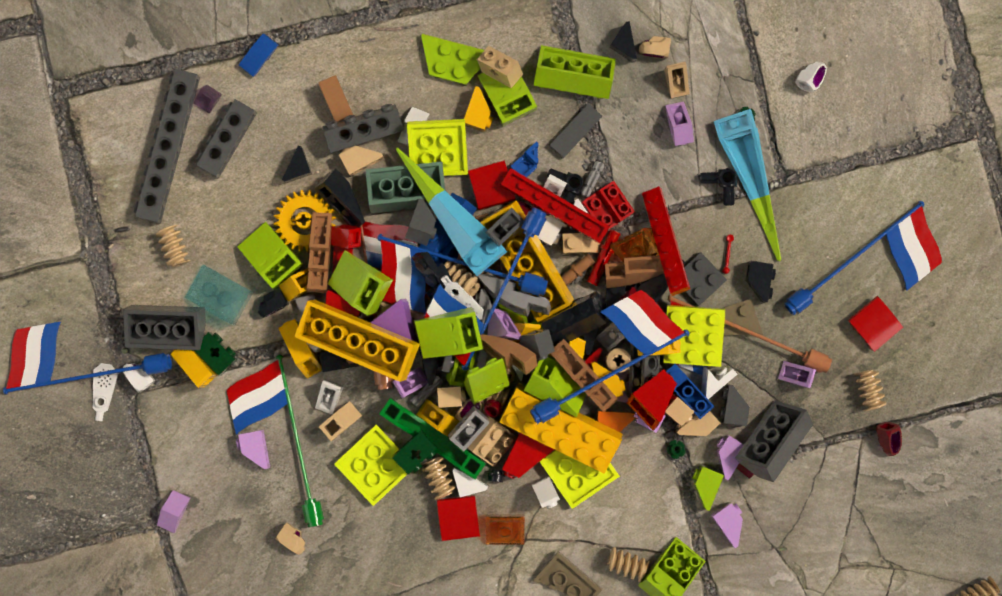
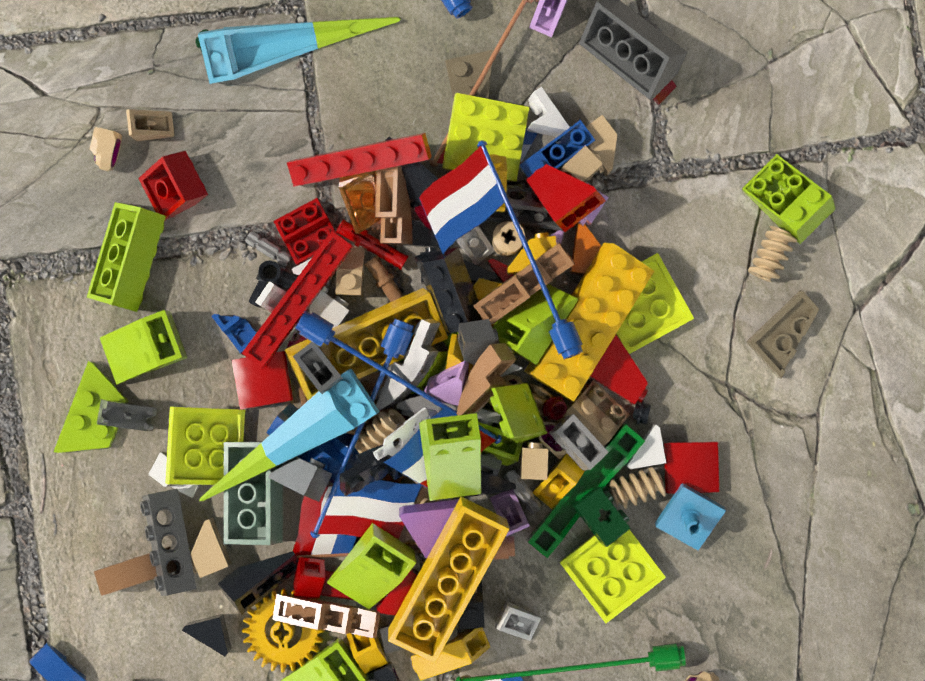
camera: 85 degrees left, 0 degrees up
(340, 421) = (551, 610): tan slope -> none
(420, 520) = (690, 516): none -> dark azure tile
(454, 85) = (125, 415): none -> dark grey hinge
(478, 112) = (164, 388): yellow slope -> none
(500, 66) = (106, 353): tan brick -> none
(505, 529) = (711, 408): clear orange slope -> none
(546, 493) = (671, 350): white slope -> none
(576, 130) = (203, 263): dark grey tile -> none
(624, 43) = (95, 188): black slope -> none
(633, 101) = (173, 184): none -> red slope
(676, 444) = (625, 181): dark green plate -> none
(679, 123) = (208, 127): lavender slope -> none
(702, 278) = (412, 117): dark grey plate -> none
(707, 485) = (680, 141): lime slope -> none
(726, 454) = (642, 111): lavender slope -> none
(728, 188) = (298, 73): black axle -> none
(729, 238) = (364, 79): red hinge -> none
(729, 522) = (730, 117): lavender slope -> none
(735, 408) = (584, 94): dark grey slope -> none
(759, 279) = (421, 46): black slope -> none

